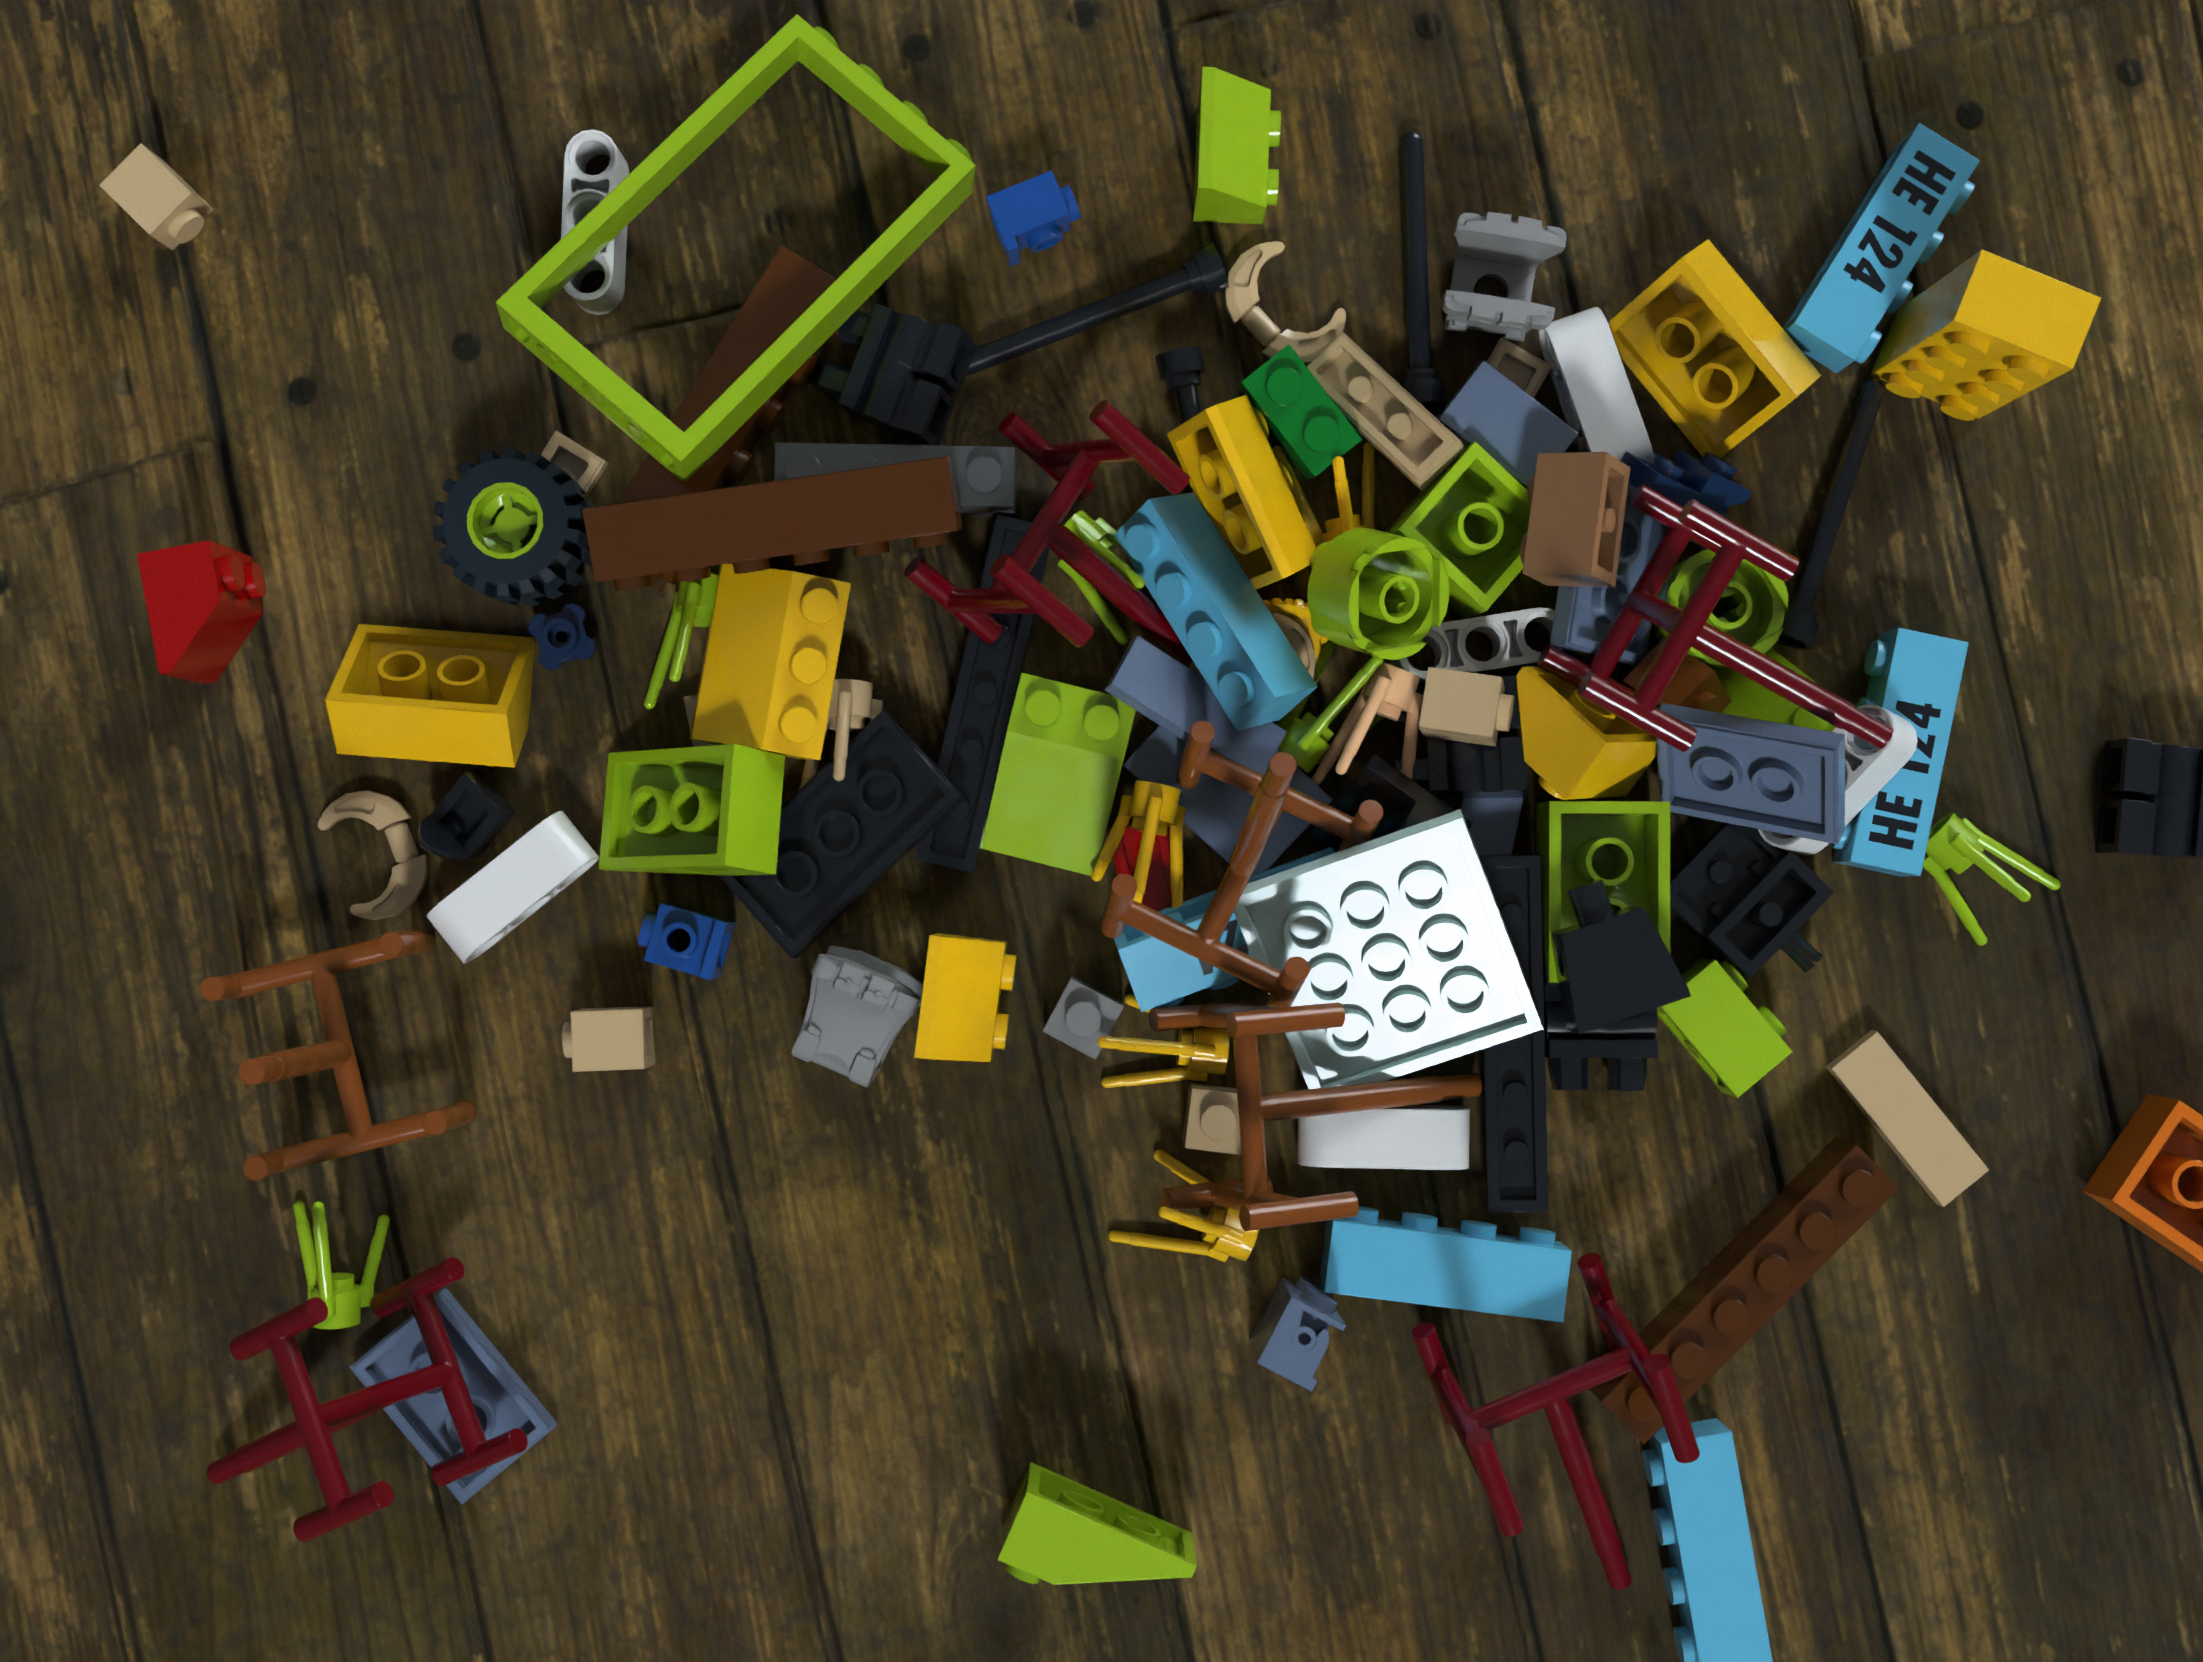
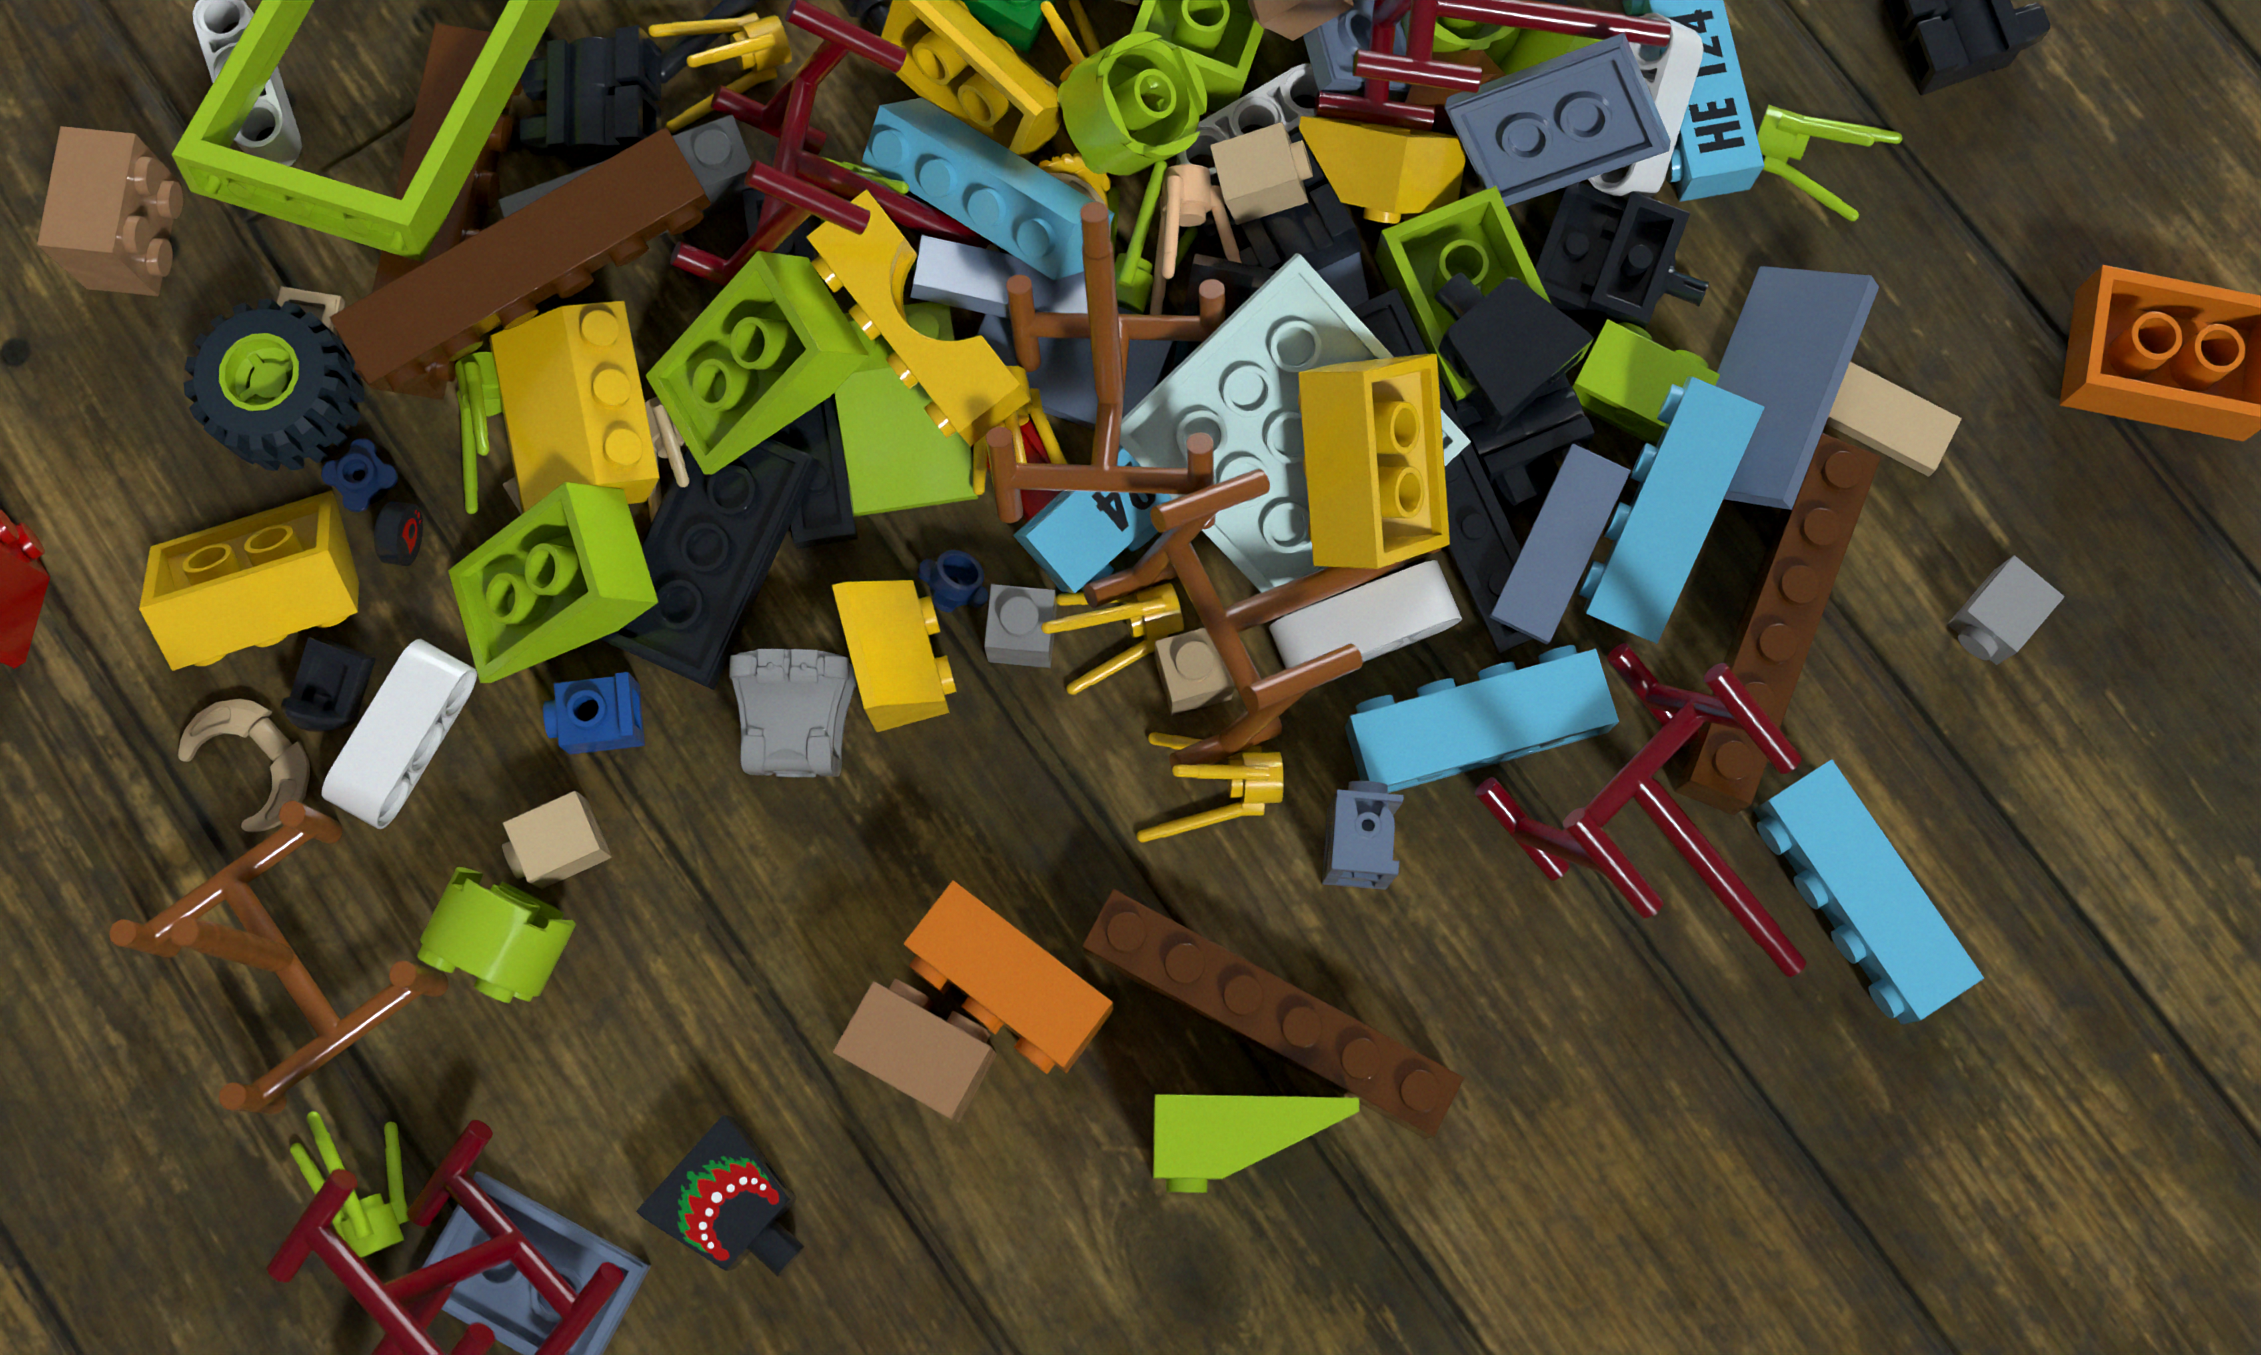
camera: 20 degrees left, 10 degrees down
(427, 308) = (110, 211): none -> medium nougat brick
(528, 1106) = (495, 935): none -> lime brick
(576, 706) = (398, 533): none -> black tile
(638, 1407) = (726, 1202): none -> black torso
(846, 1356) = (916, 1050): none -> medium nougat brick
(945, 694) = (756, 359): none -> lime slope
(946, 1330) = (1007, 980): none -> orange brick
(1055, 947) = (954, 580): none -> dark blue plate
(1062, 381) = (757, 46): none -> yellow plant
(1116, 800) = (963, 377): none -> yellow arch
(1158, 1443) = (1272, 1015): none -> reddish brown brick
(1448, 1019) = (1374, 461): none -> yellow slope
(1582, 1145) = (1560, 543): none -> sand blue tile
(1694, 1155) = (1671, 508): none -> medium azure brick
(1840, 1079) = (1792, 361): none -> sand blue tile
(1944, 1358) = (2004, 611): none -> light grey brick

